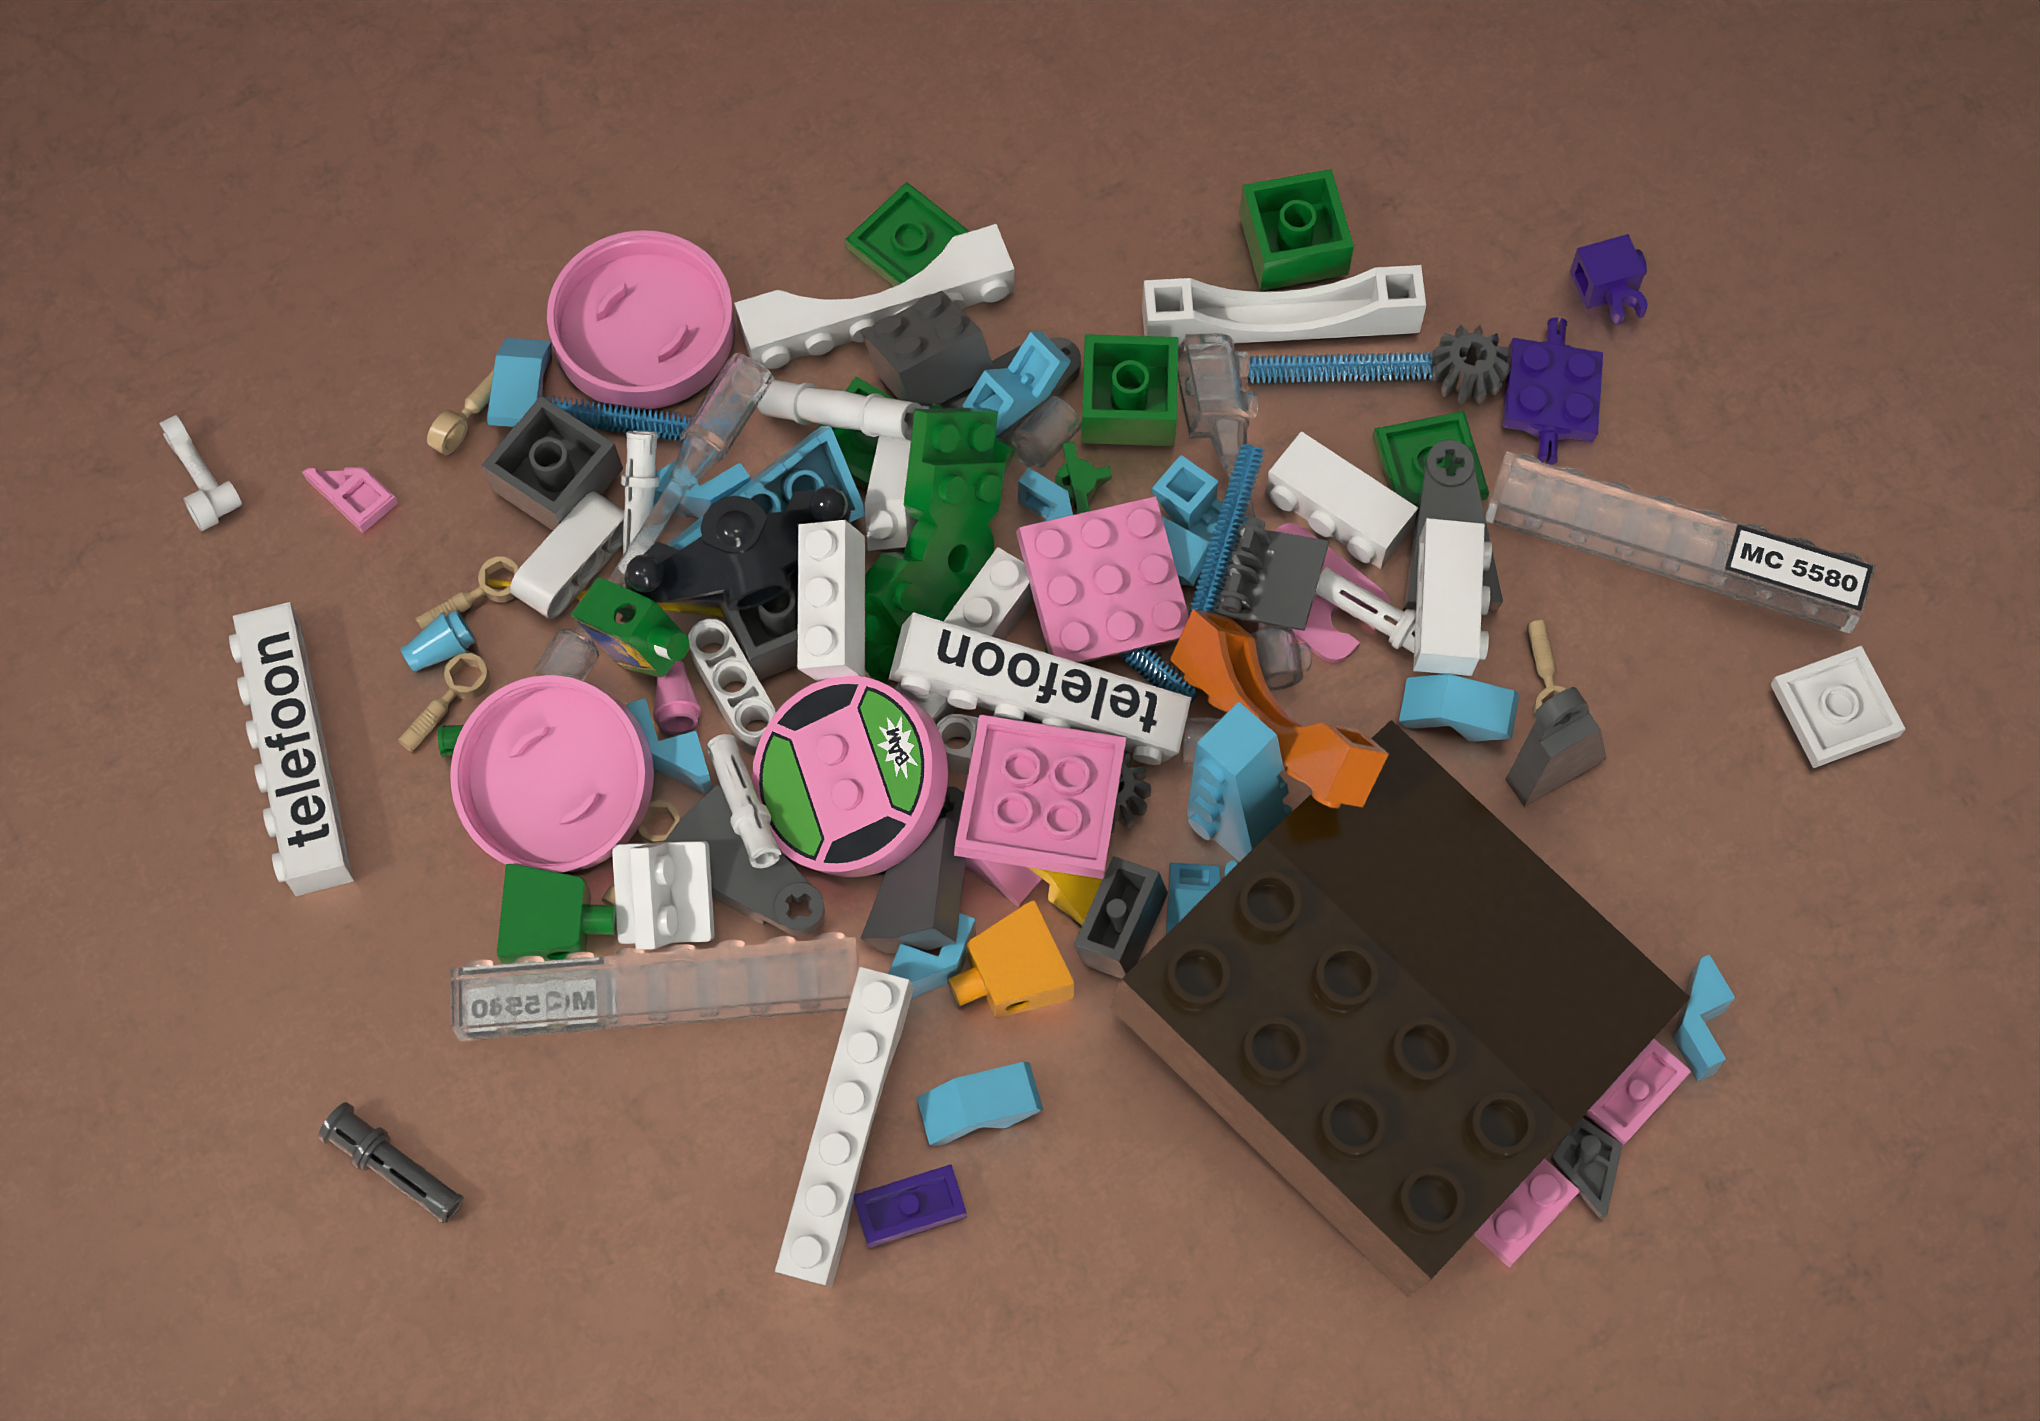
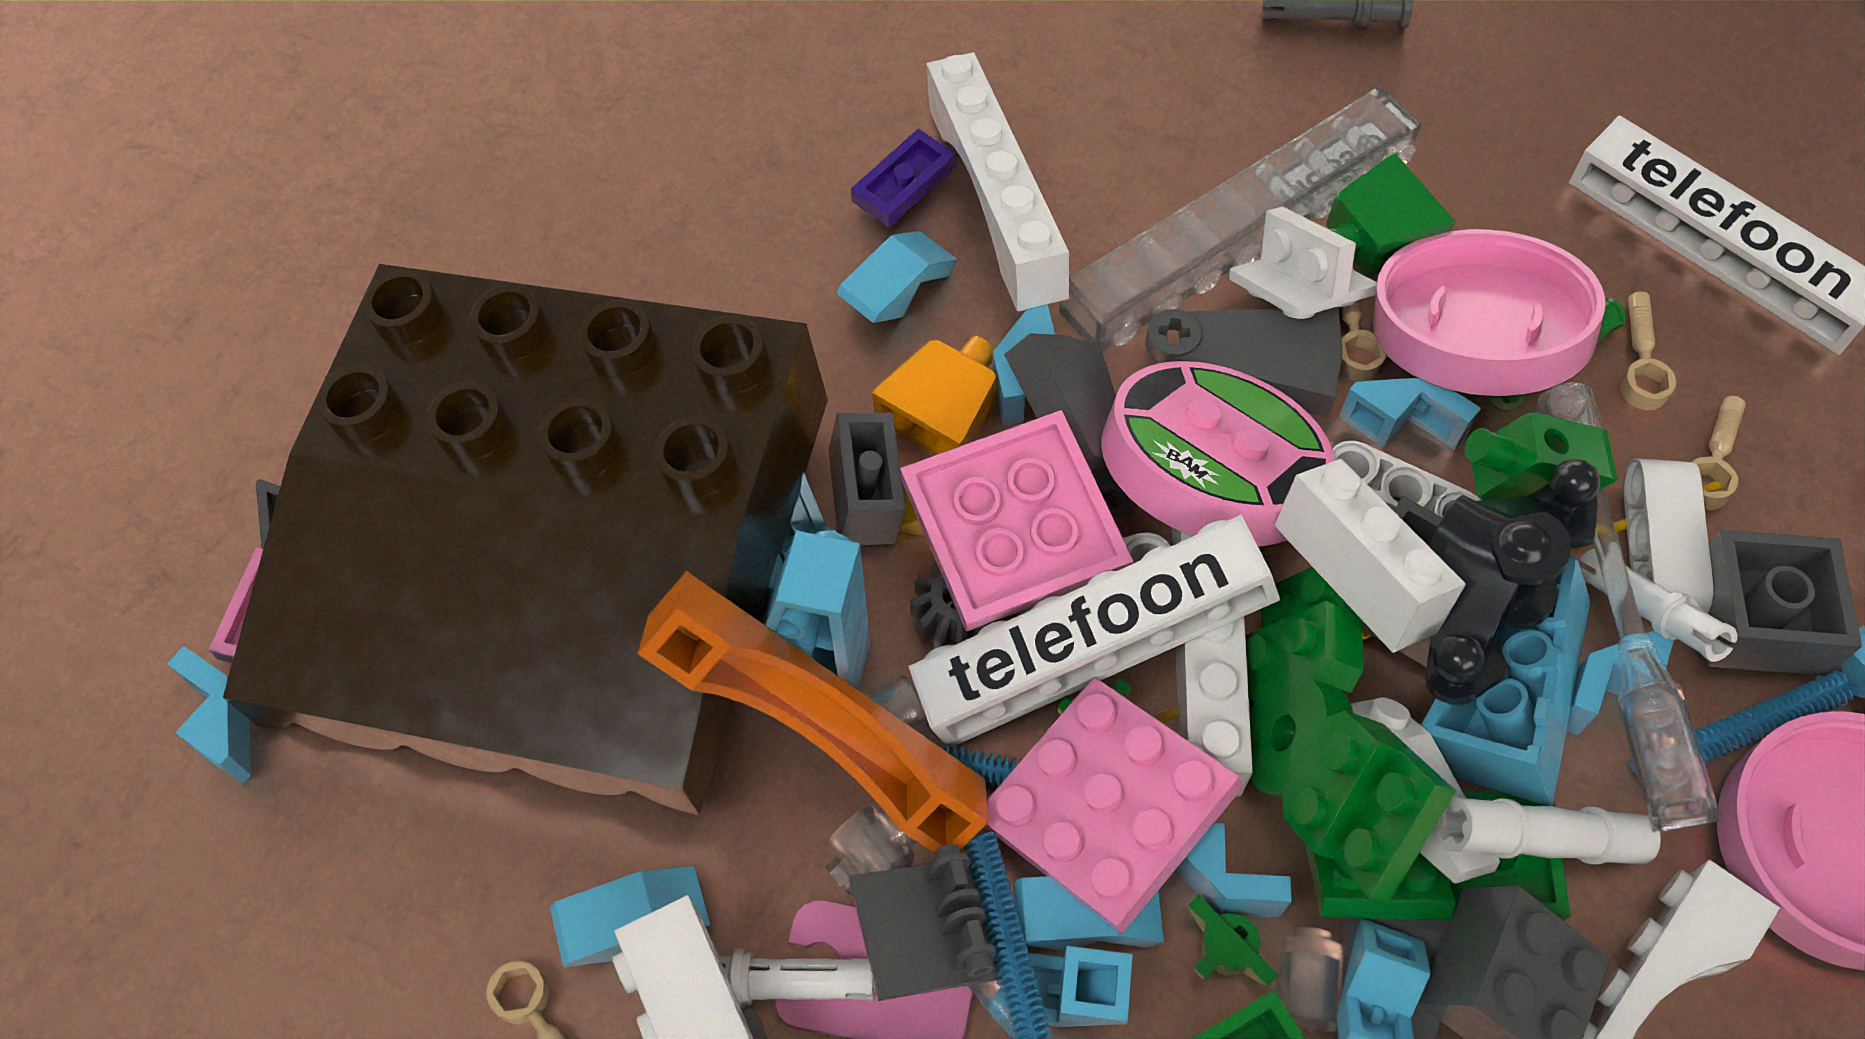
camera: 150 degrees right, 5 degrees down
(439, 641) = (1702, 393): medium azure cone -> none
(675, 702) = (1443, 456): bright pink cone -> none
(749, 816) = (1349, 424): white pin -> none
(1558, 748) = (472, 900): dark grey piece -> none

